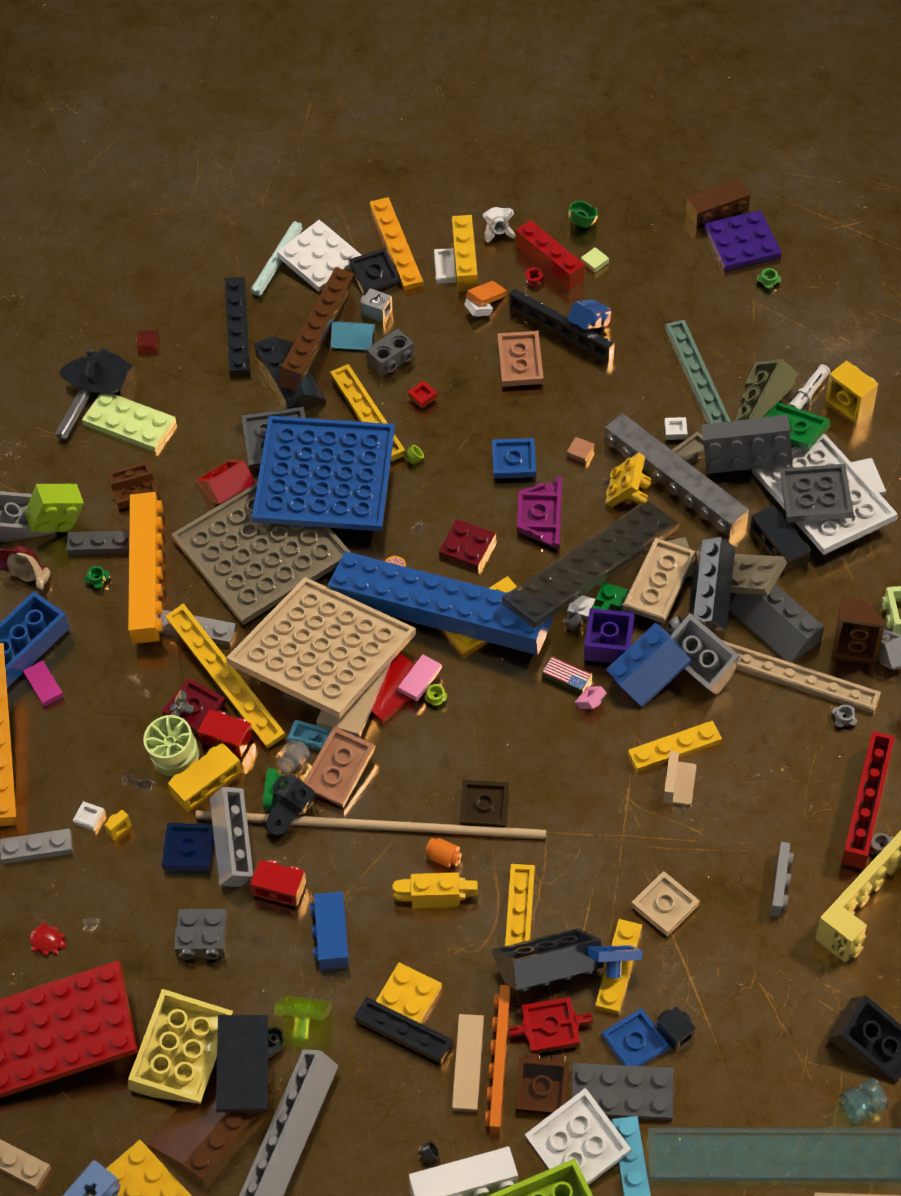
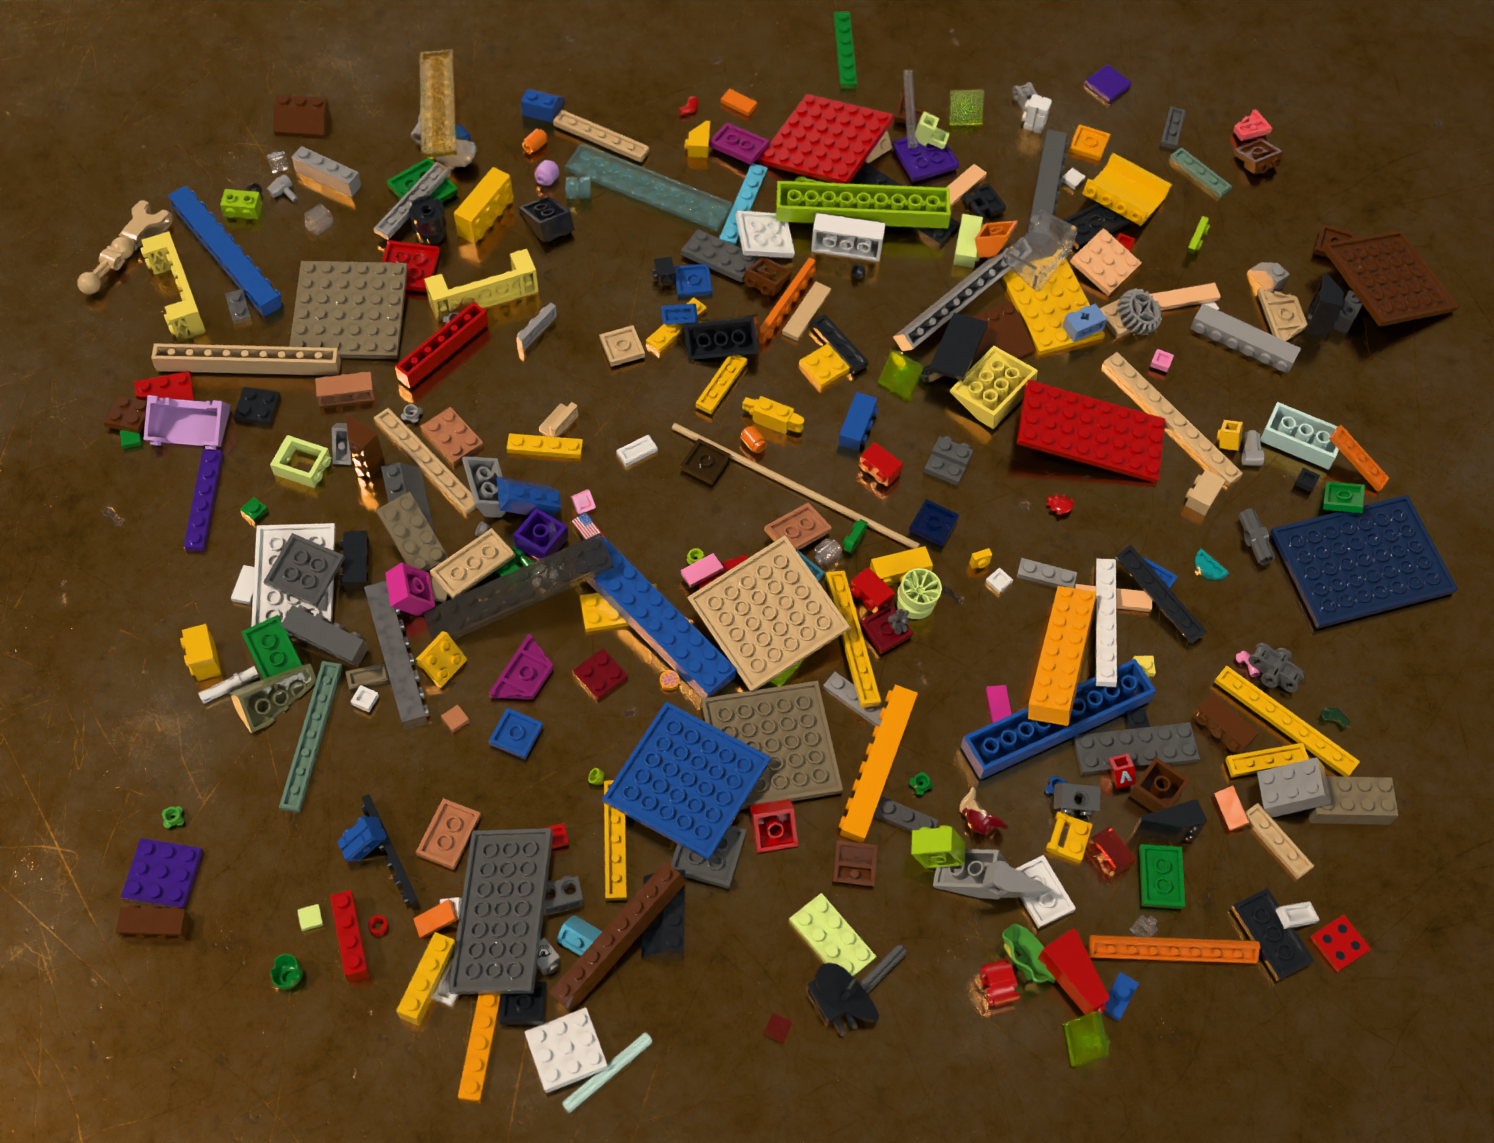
camera: 160 degrees left, 5 degrees up
(231, 837) = (901, 505): light grey brick -> none
(237, 326) = (684, 1005): black plate -> none
(290, 800) = (846, 516): black piece -> none
(432, 315) = (501, 912): none -> dark grey plate
(498, 222) = (373, 1001): white brick -> none
(550, 1025) = (741, 304): red plate -> none
(570, 787) = (636, 450): none -> white tile
(700, 520) = (409, 589): none -> dark pink brick
(712, 583) = (444, 530): black slope -> none
(782, 712) = (452, 436): none -> nougat plate

